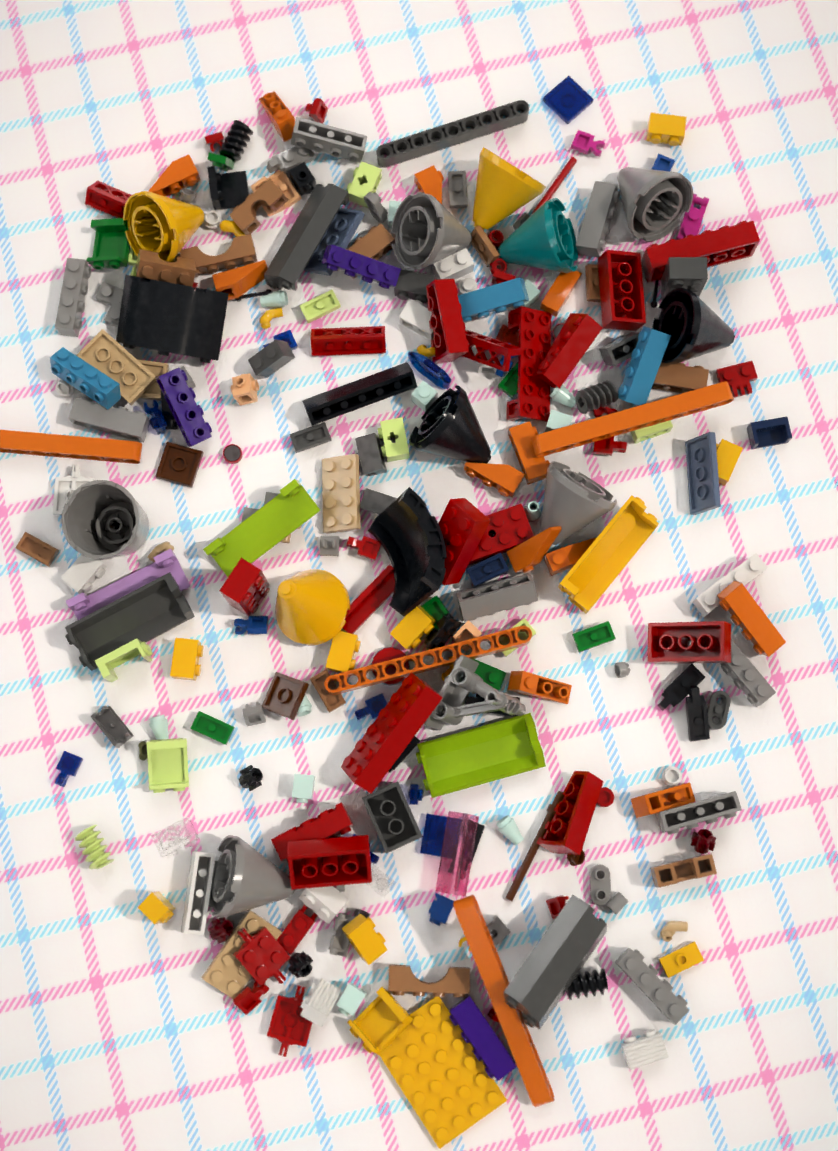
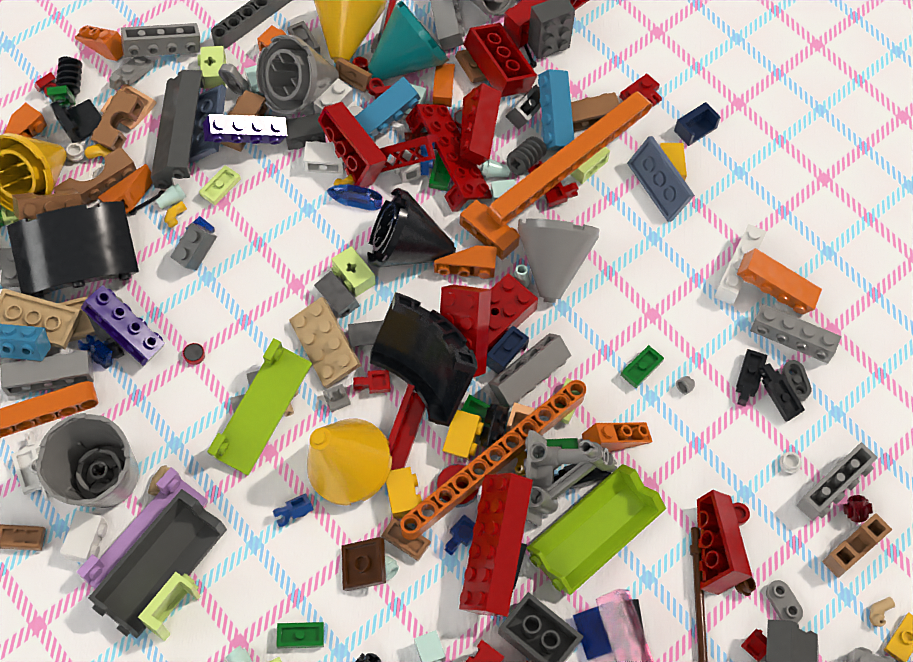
camera: 30 degrees left, 15 degrees down
(179, 464) = (141, 387): reddish brown tile -> none
(186, 659) = (238, 576): yellow brick -> none
(244, 389) = (179, 286): light nougat brick -> none
(245, 587) = (271, 466): red brick -> none
(254, 715) = (339, 599): light grey tile -> none
(302, 179) = (150, 83): black brick -> none
(310, 437) = (267, 304): dark grey plate -> none
(317, 110) = (136, 20): red tile -> none
(351, 341) = (263, 204): red fence -> none
(359, 393) = (297, 244): black brick -> none
(415, 794) = (552, 598): clear blue plate -> none
(424, 396) = (362, 220): light aqua brick -> none
(509, 829) = (665, 590): light aqua cone -> none
(532, 551) = (541, 311): orange slope -> none
(566, 557) = (579, 303): orange slope -> none
(608, 554) = (615, 285): yellow panel -> none
(617, 903) = (812, 612): light grey hinge -> none
(662, 800) = (794, 489): orange slope -> none
(670, 642) = (717, 331): red brick -> none
(692, 327) = (580, 54): black cone -> none

